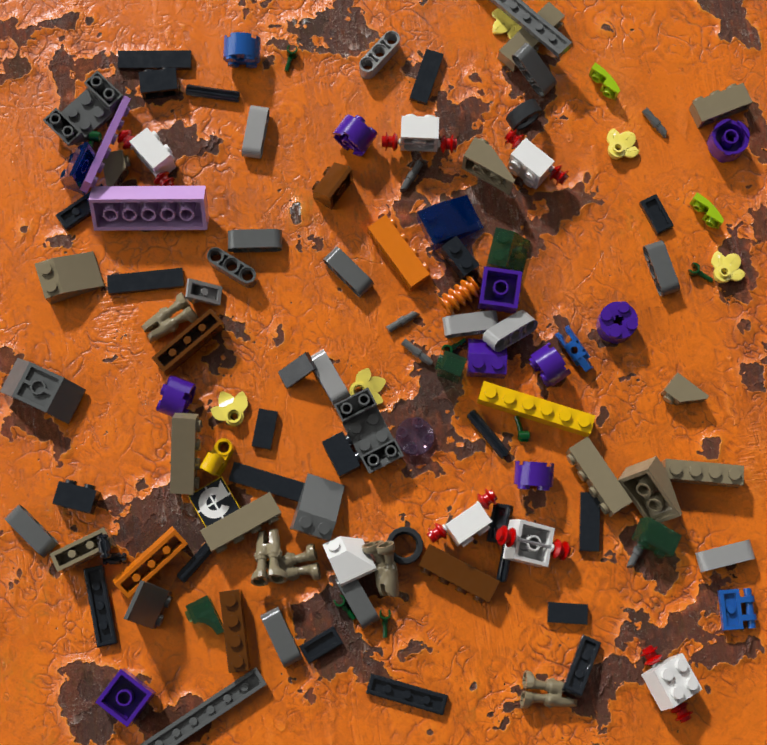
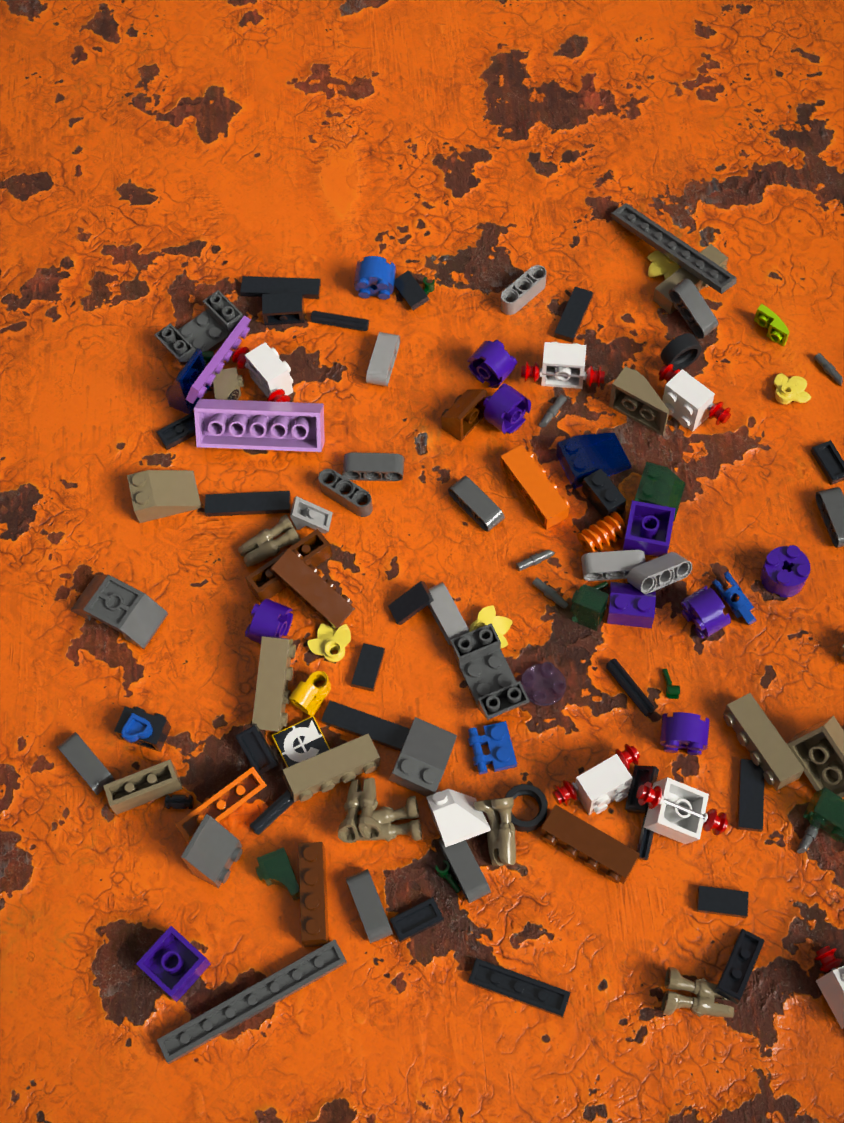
camera: 10 degrees right, 15 degrees down
(71, 500) = (136, 728): none -> blue tile
(100, 606) = (156, 856): black tile -> none
(104, 546) = (167, 779): black piece -> none
(176, 511) = (257, 749): none -> black tile
(210, 365) = (311, 588): none -> reddish brown brick
(275, 59) = (410, 290): none -> black tile
(341, 454) = (455, 699): black brick -> none
(370, 179) = (506, 409): none -> dark purple brick
(380, 492) = (499, 746): none -> blue plate
(385, 623) = (496, 898): dark green hand -> none
(536, 409) = (688, 660): yellow brick -> none

